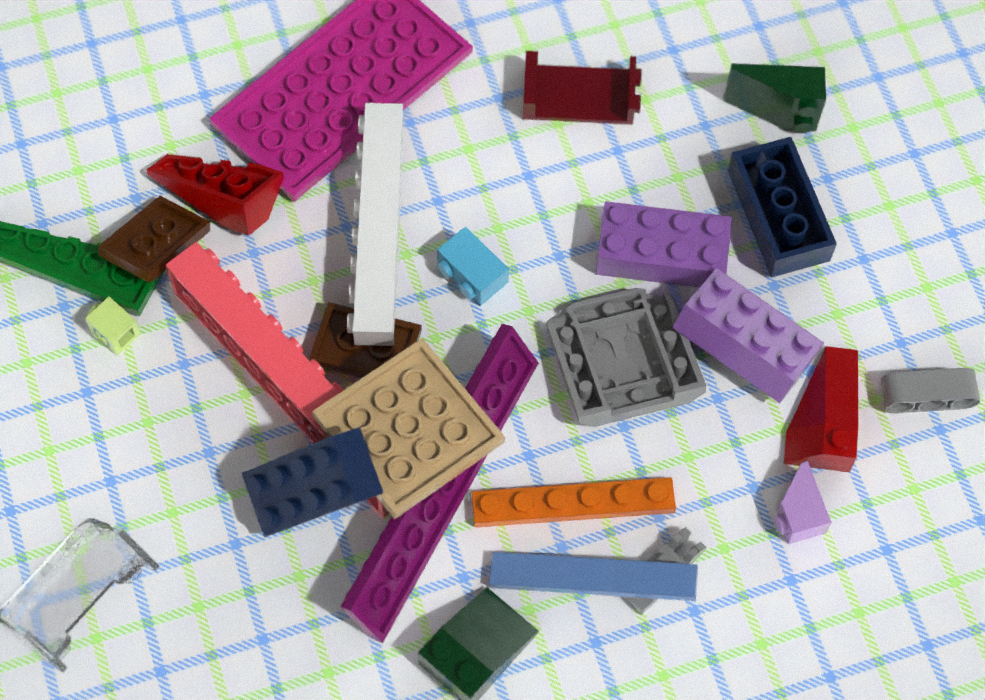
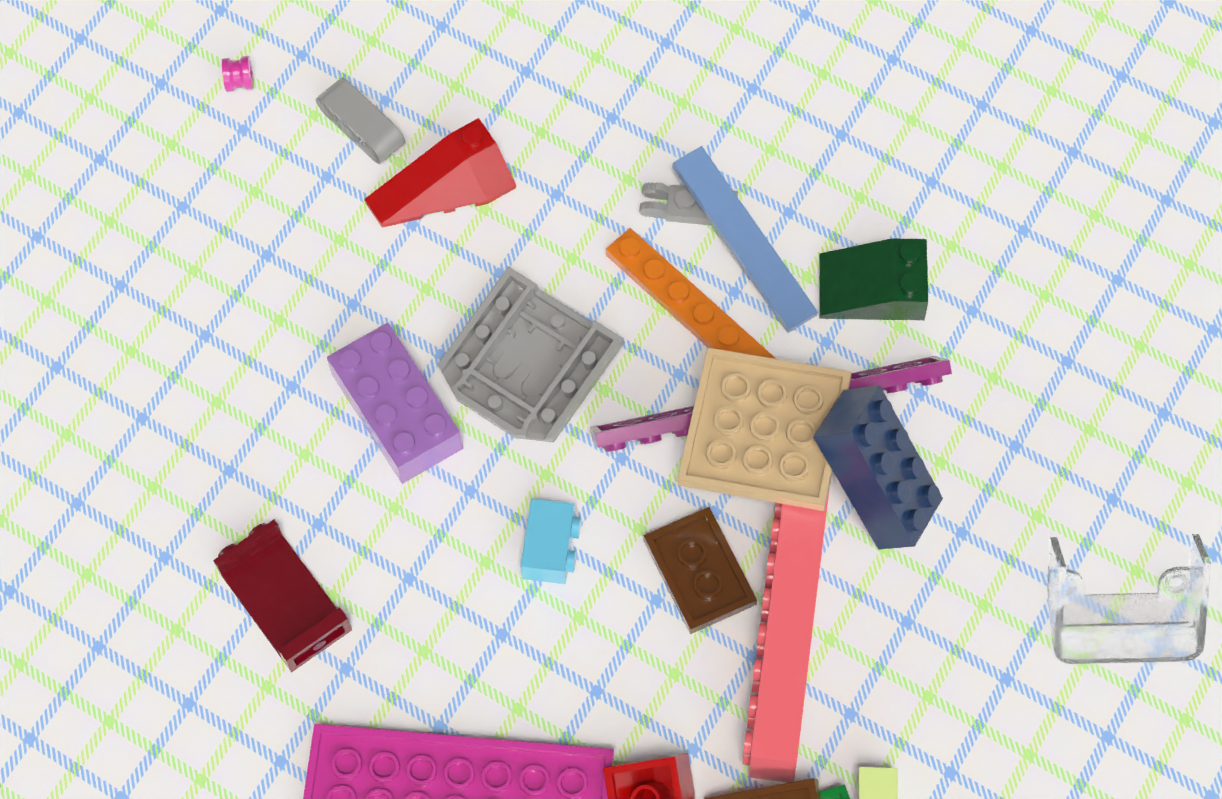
camera: 125 degrees left, 0 degrees up
(378, 225) = (580, 641): white brick -> none
(747, 335) = (431, 270): medium lavender brick -> none
(779, 94) = (151, 395): dark green slope -> none
(781, 207) = (276, 335): dark blue brick -> none
(802, 509) = (548, 141): lavender slope -> none

